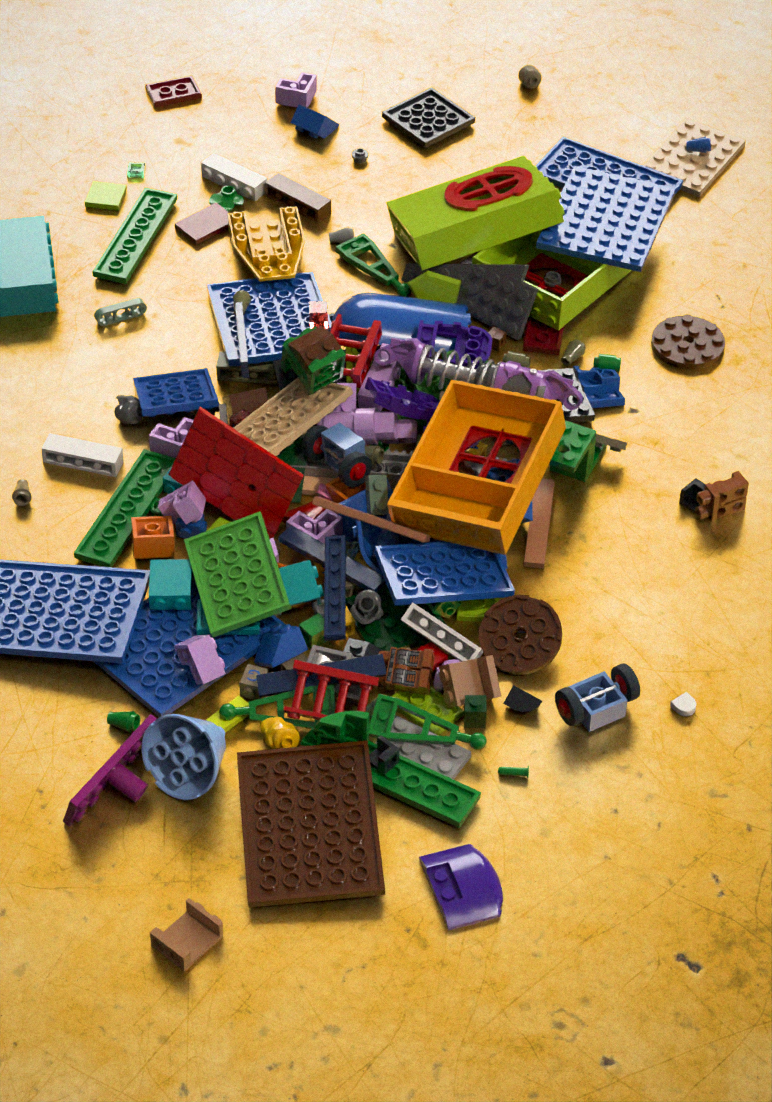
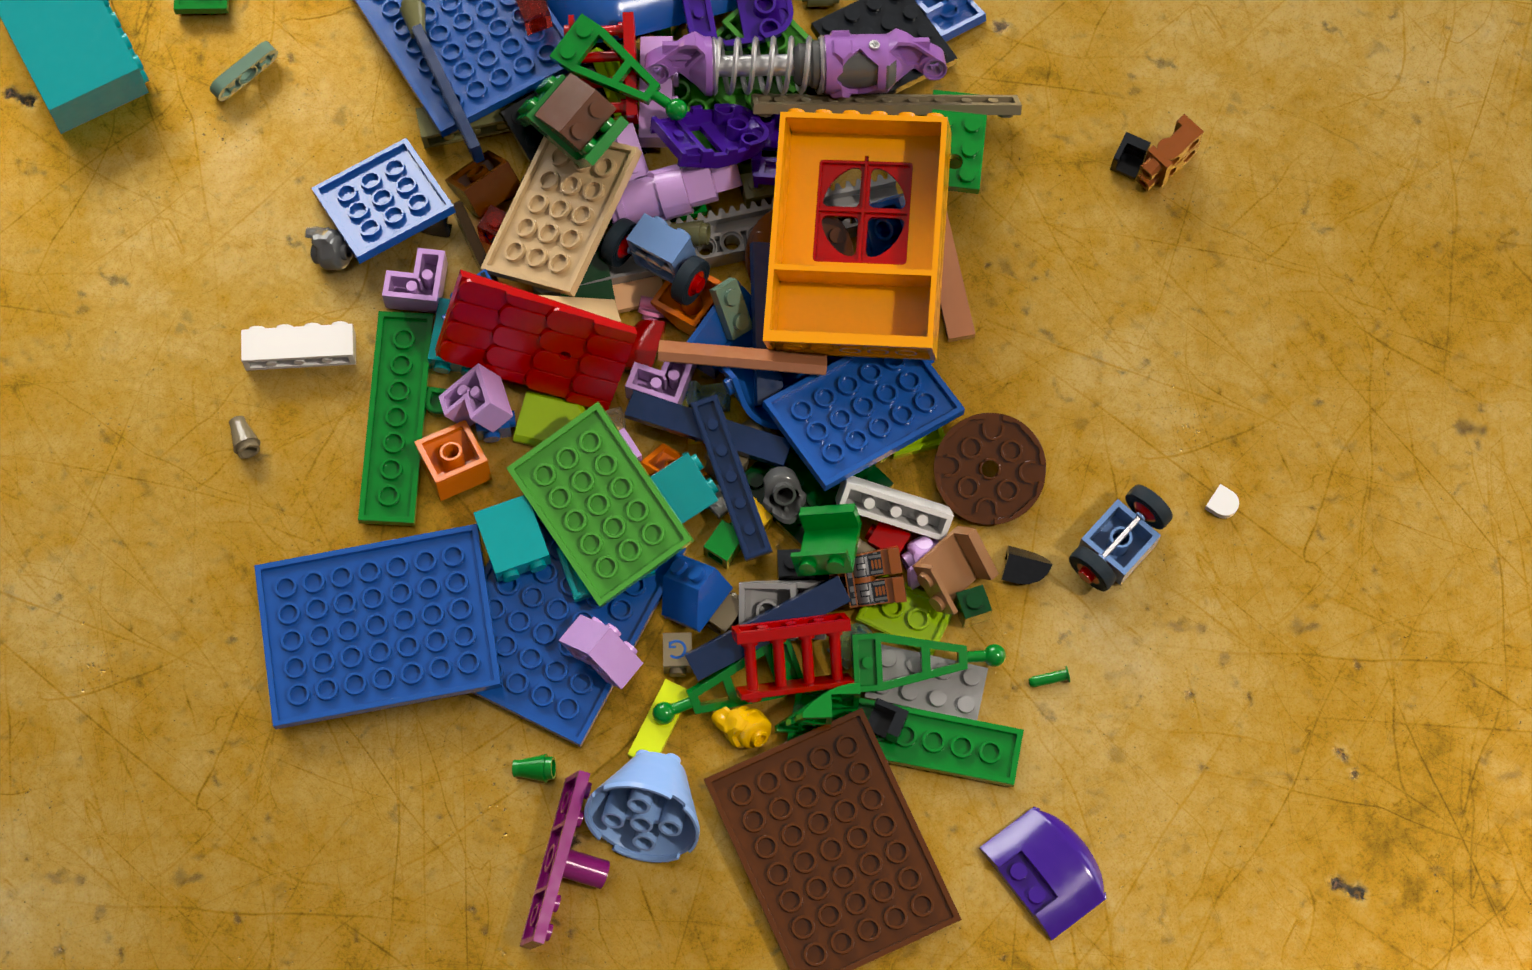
camera: 20 degrees left, 25 degrees up
(345, 323) = (580, 41): none -> green plate
(387, 634) = (828, 540): none -> green panel

